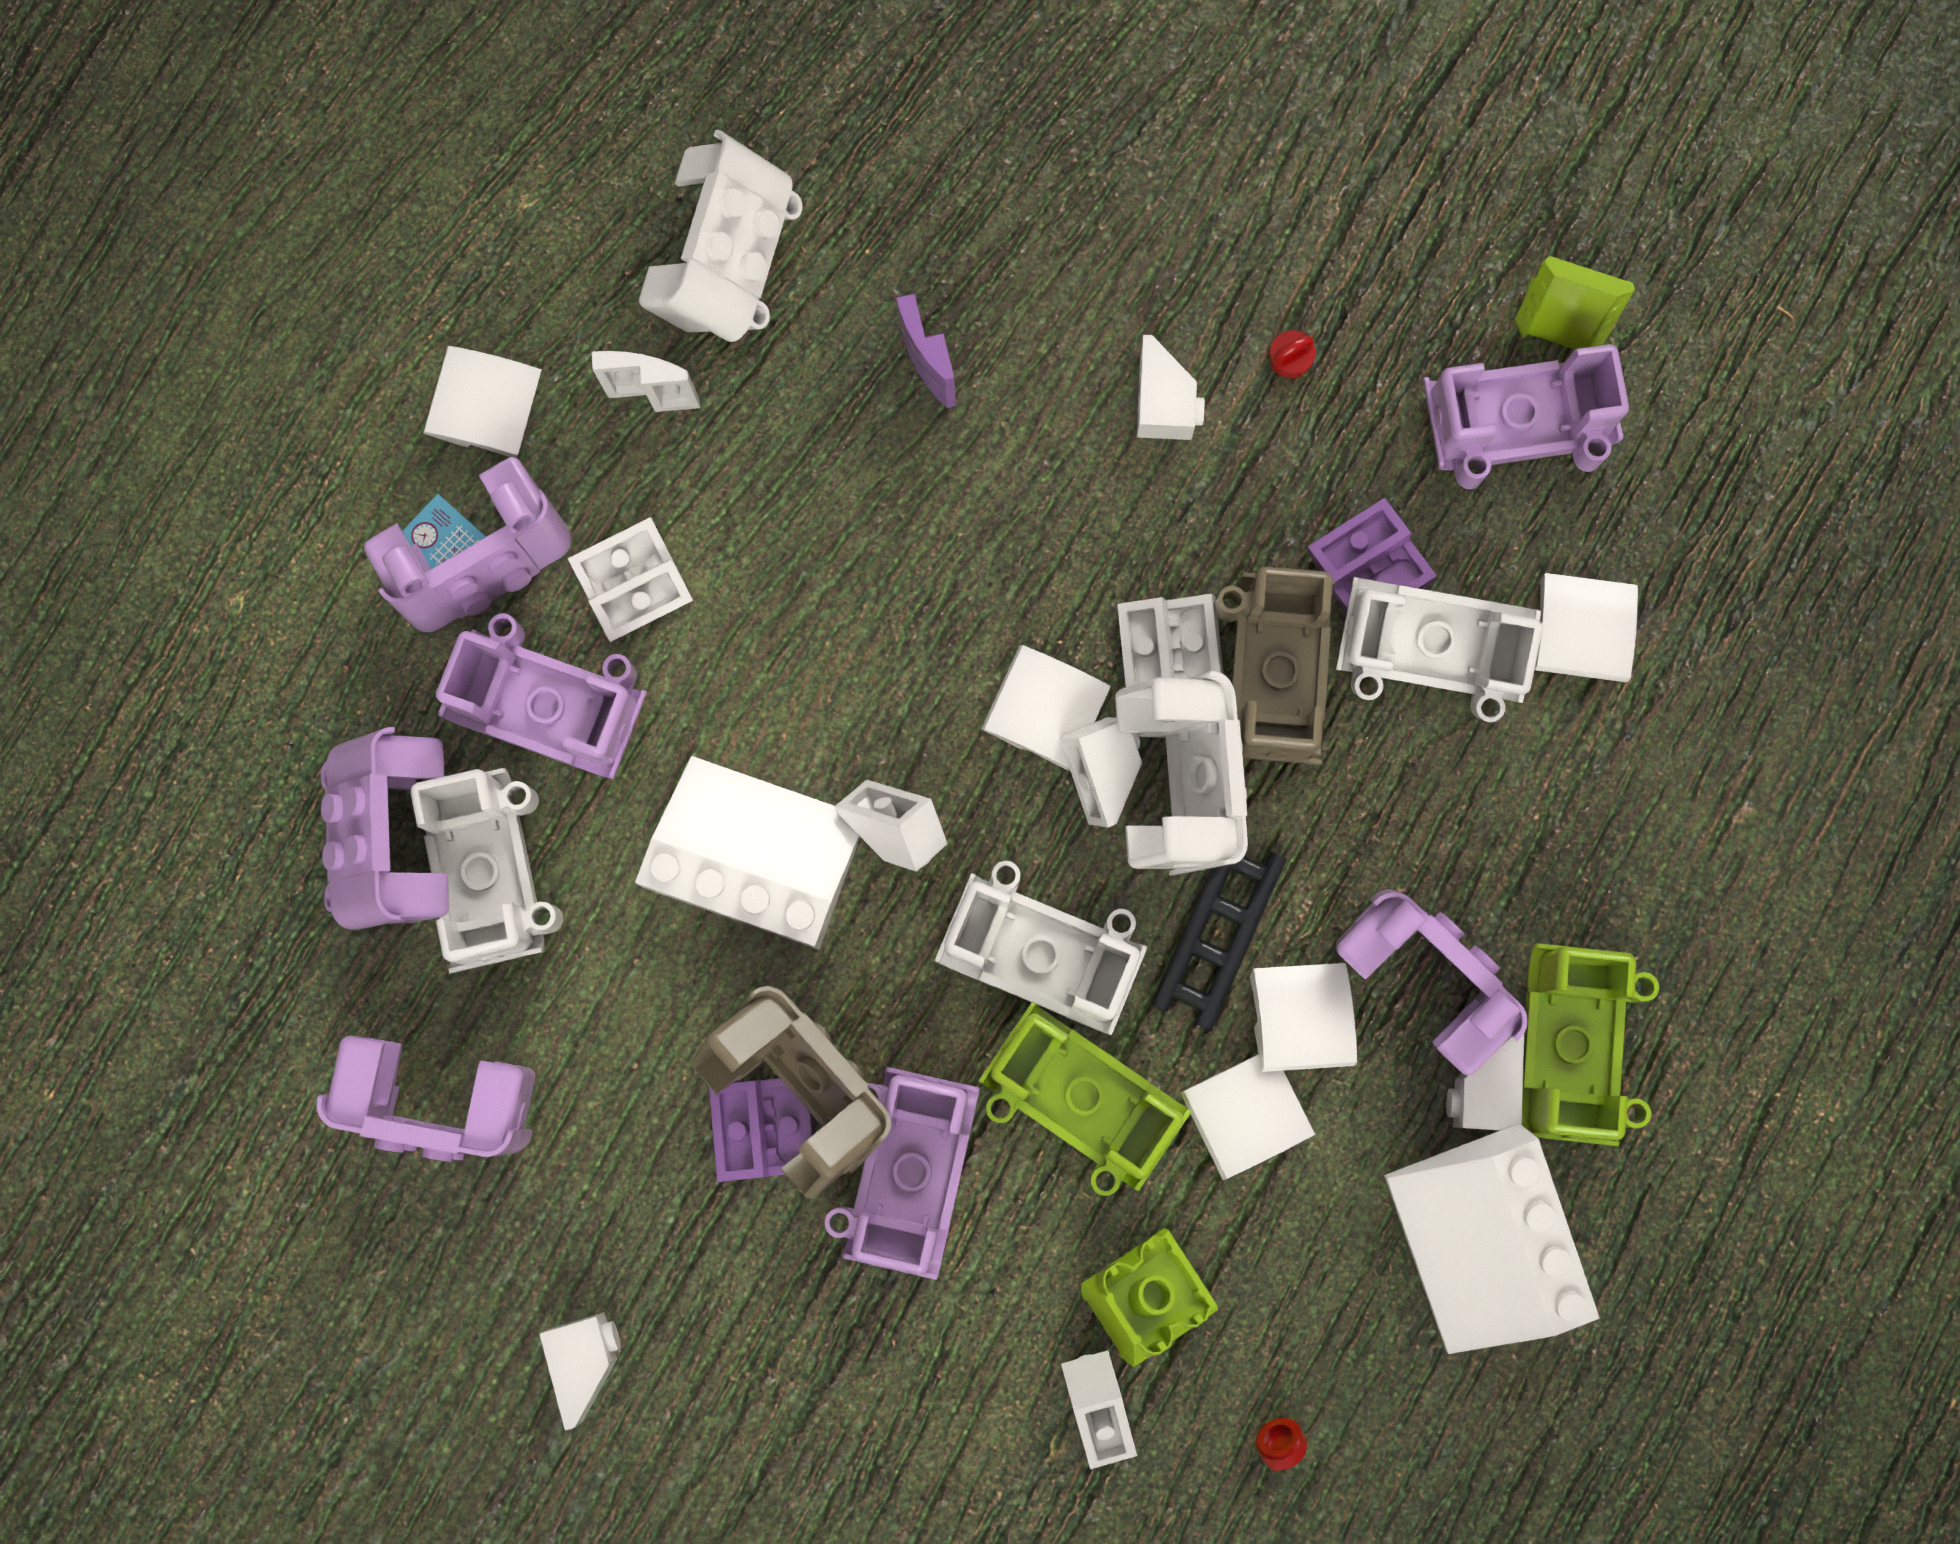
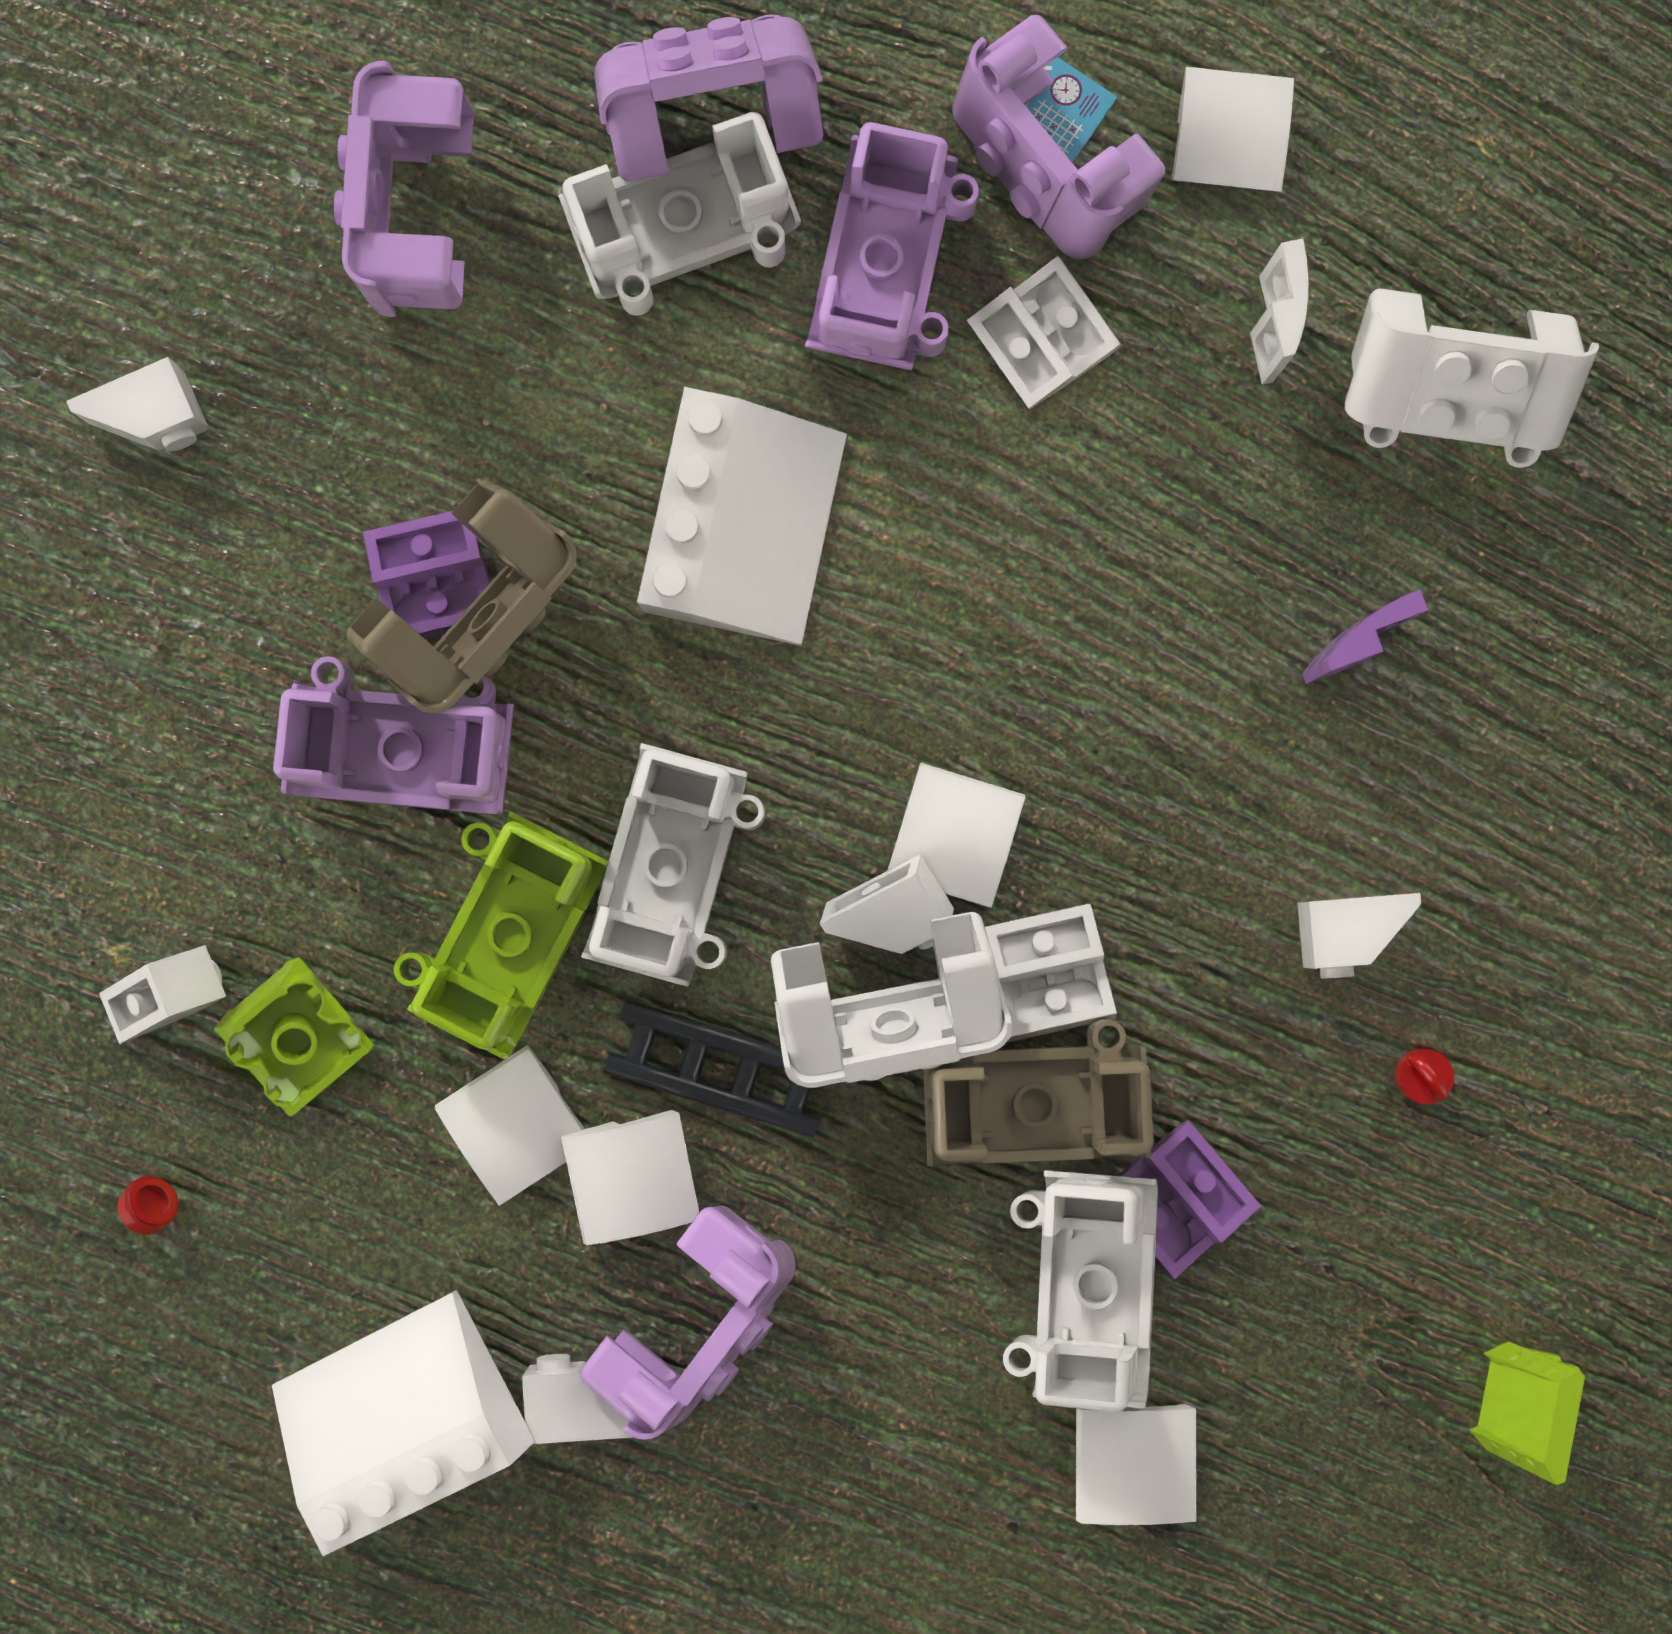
camera: 75 degrees right, 5 degrees up
(894, 823) = (794, 675): white slope -> none
(1527, 412) = (1389, 1368): lavender container -> none
(1577, 1043) = (636, 1501): lime container -> none

